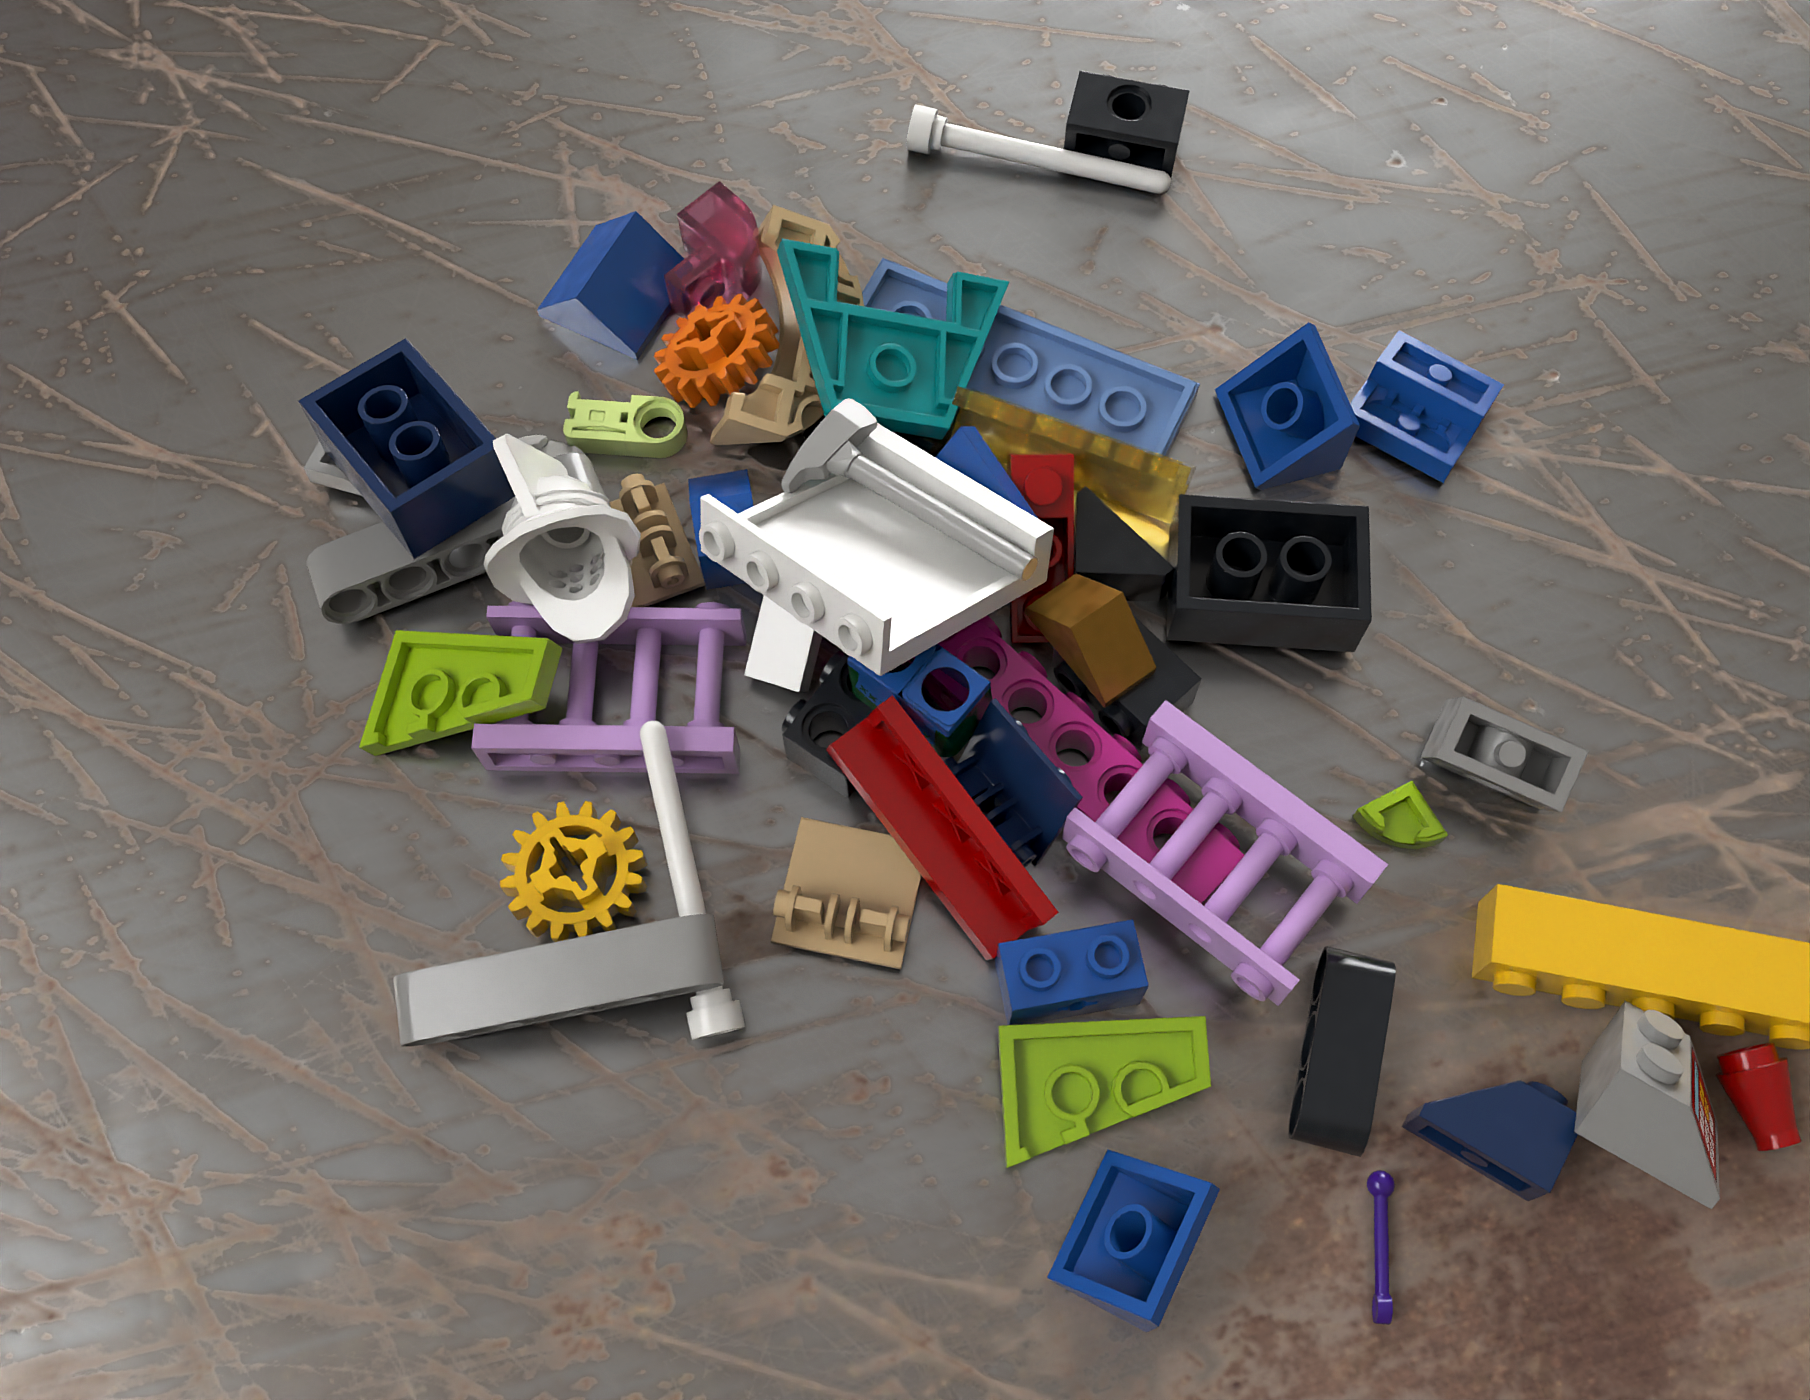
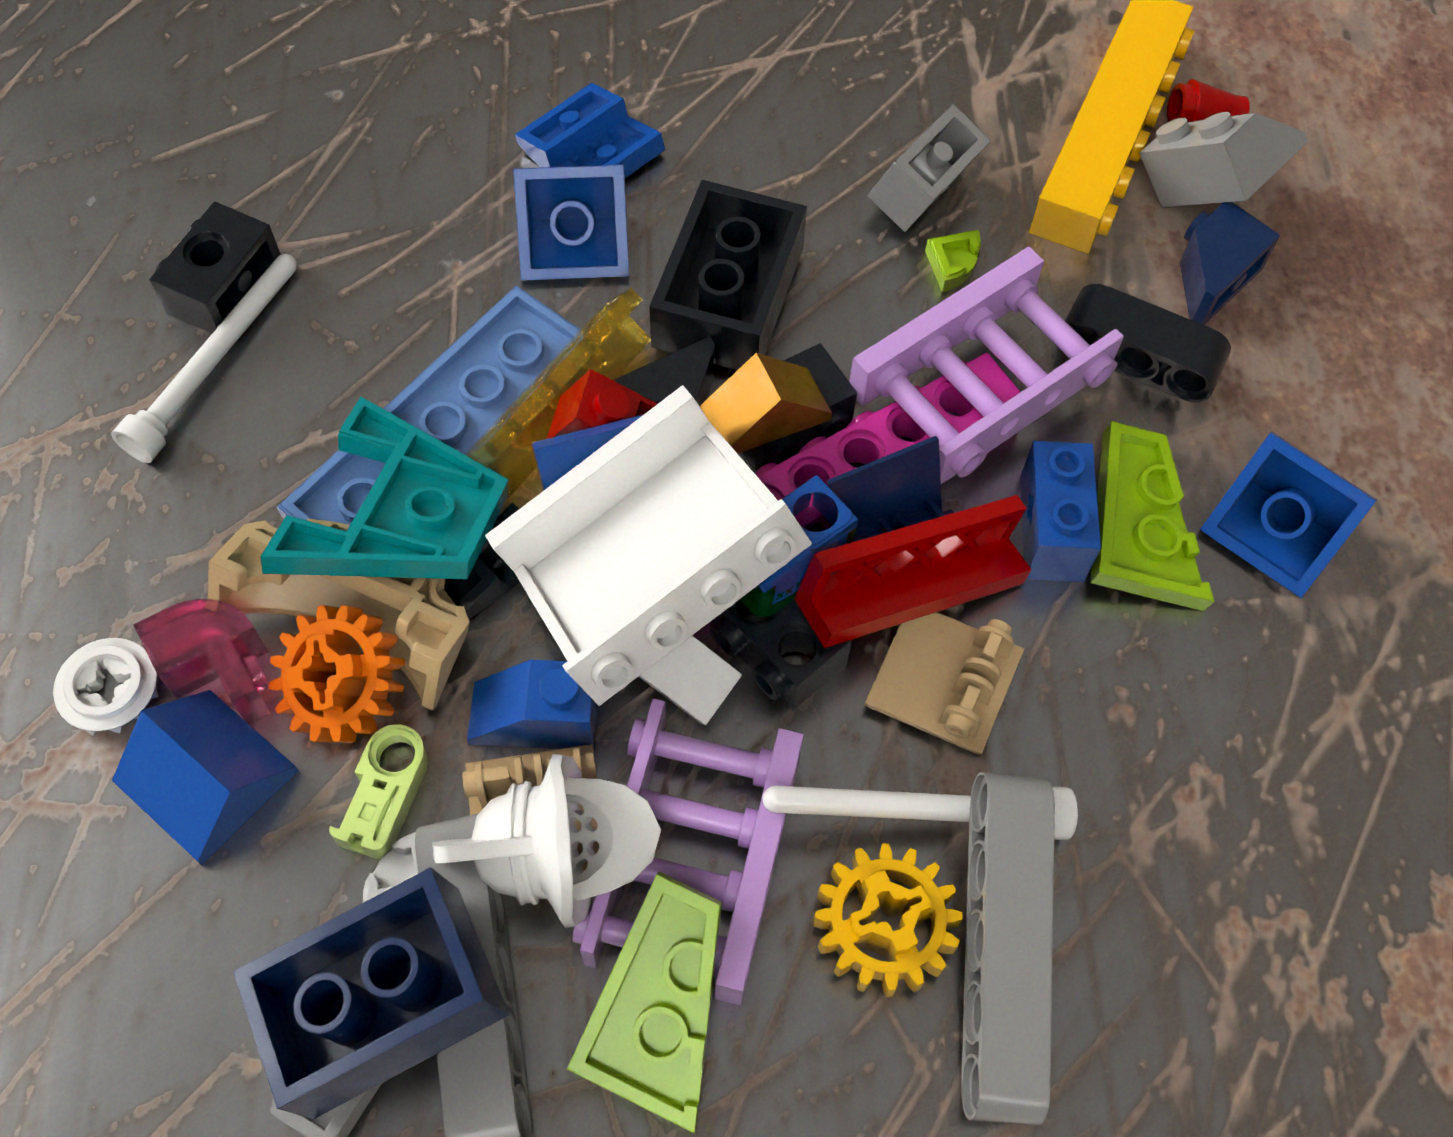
camera: 80 degrees left, 5 degrees down
(679, 169) = (84, 675): none -> white gear
(835, 451) = (520, 567): light grey piece -> none
(1381, 1186) = (1337, 376): dark purple hinge -> none

